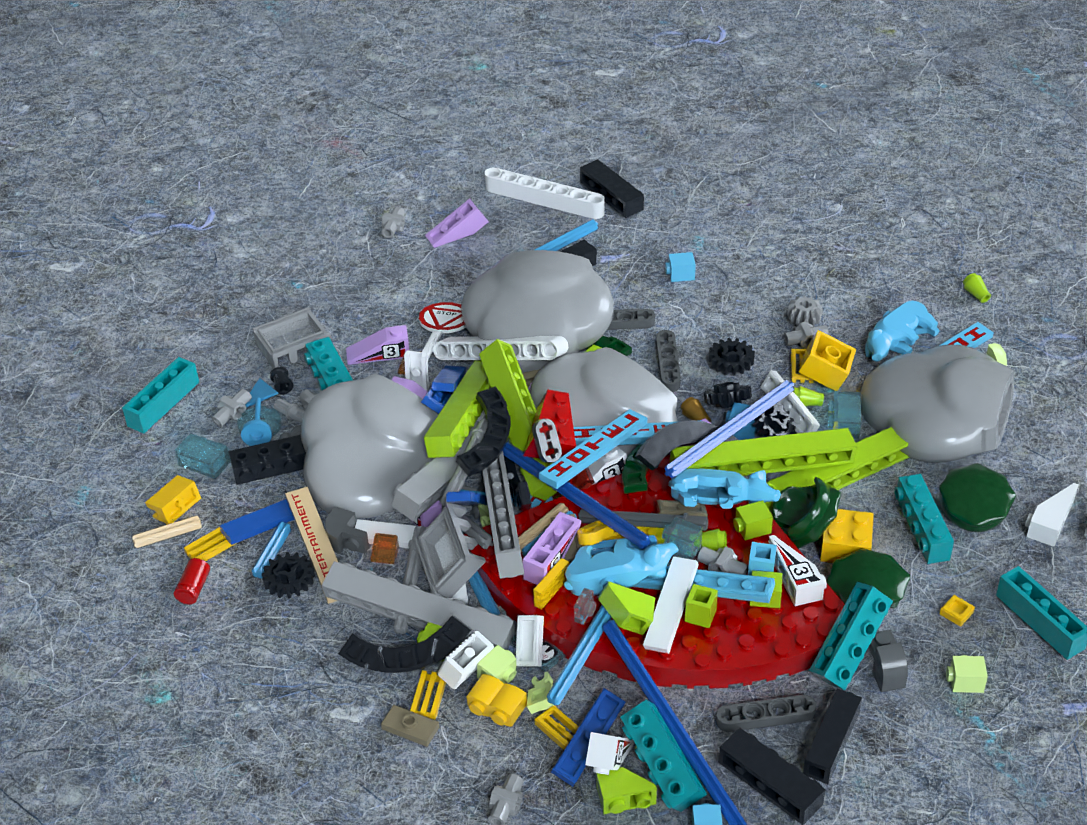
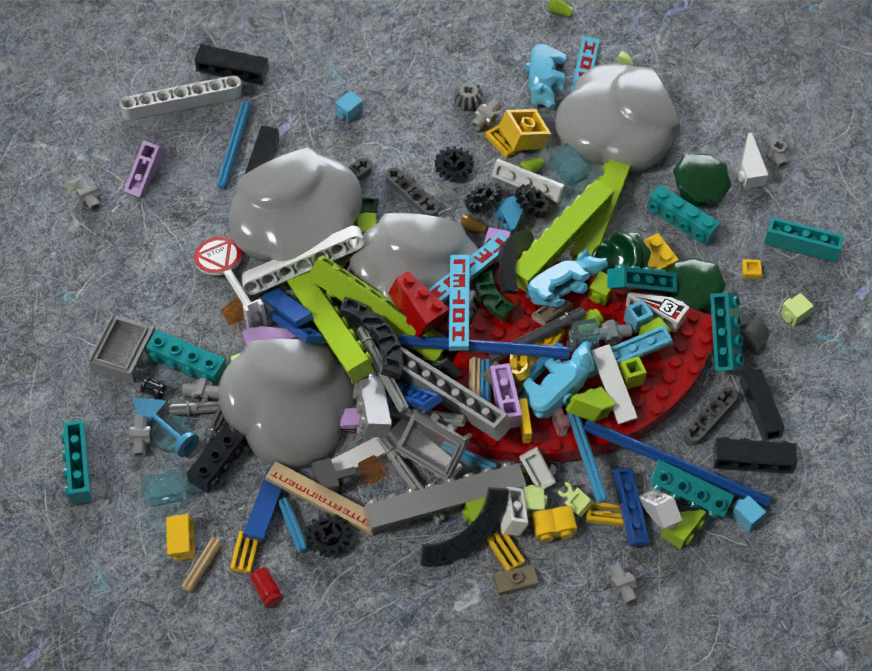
camera: 45 degrees left, 15 degrees up
(381, 346) = (197, 312): lavender slope -> none
(541, 441) = (434, 316): beam -> none
(728, 429) = (530, 226): axle -> none
(799, 533) = (641, 279): none -> teal brick

